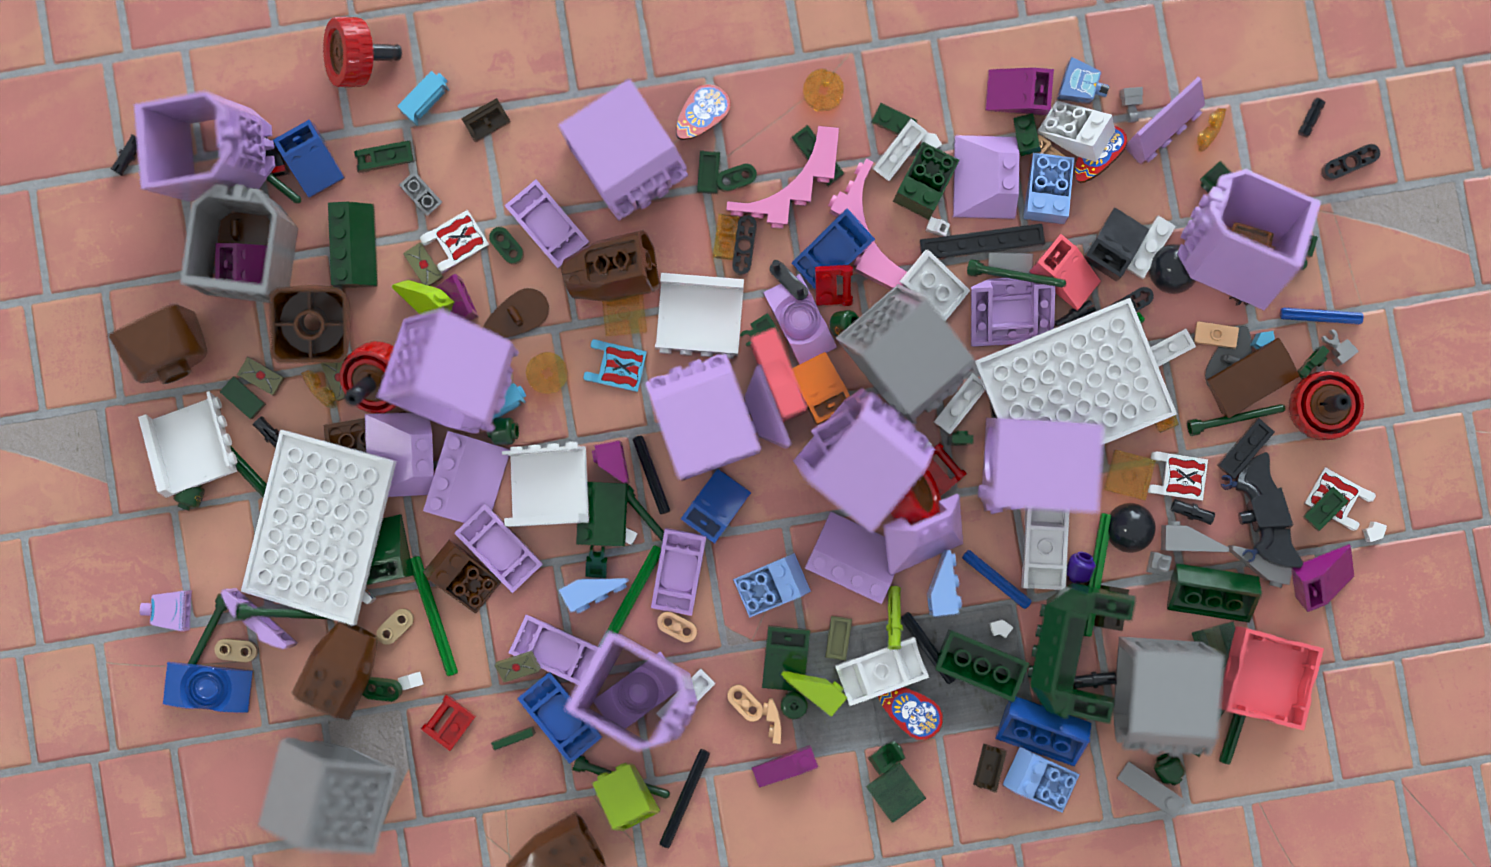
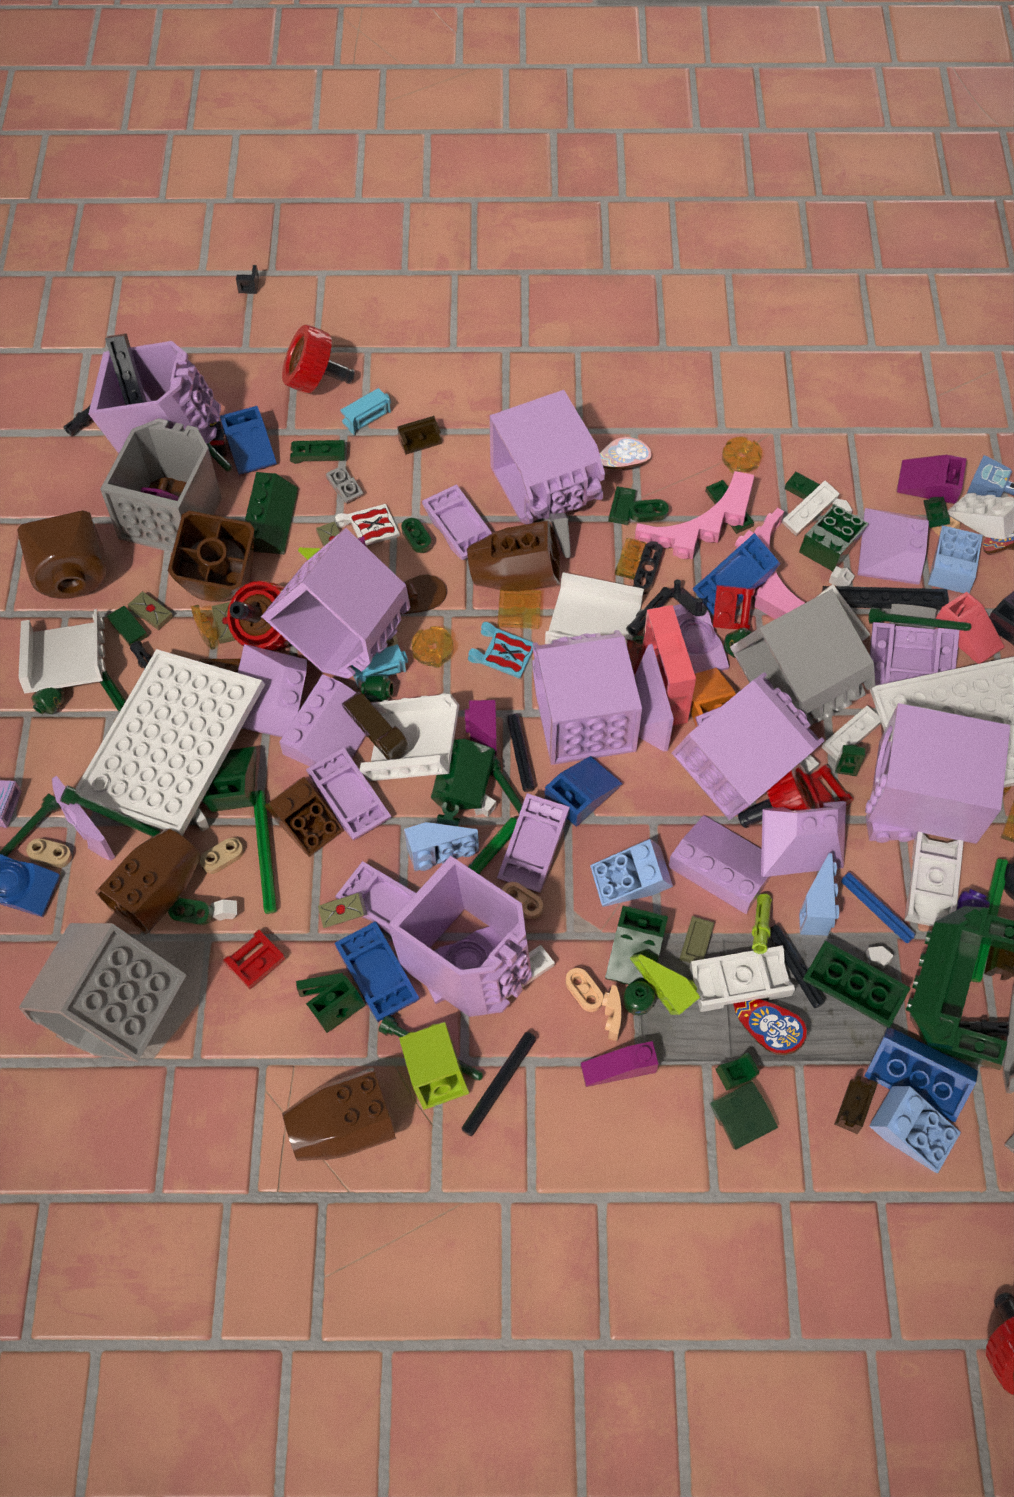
camera: 10 degrees right, 25 degrees down
(172, 134) = (125, 369): none -> black plate
(527, 497) = (387, 739): none -> dark brown beam
(530, 756) = (335, 1004): none -> dark green brick
(650, 225) = (560, 525): none -> light grey slope
(744, 361) = (635, 651): none -> clear red slope
(751, 301) = (661, 598): none -> black pin

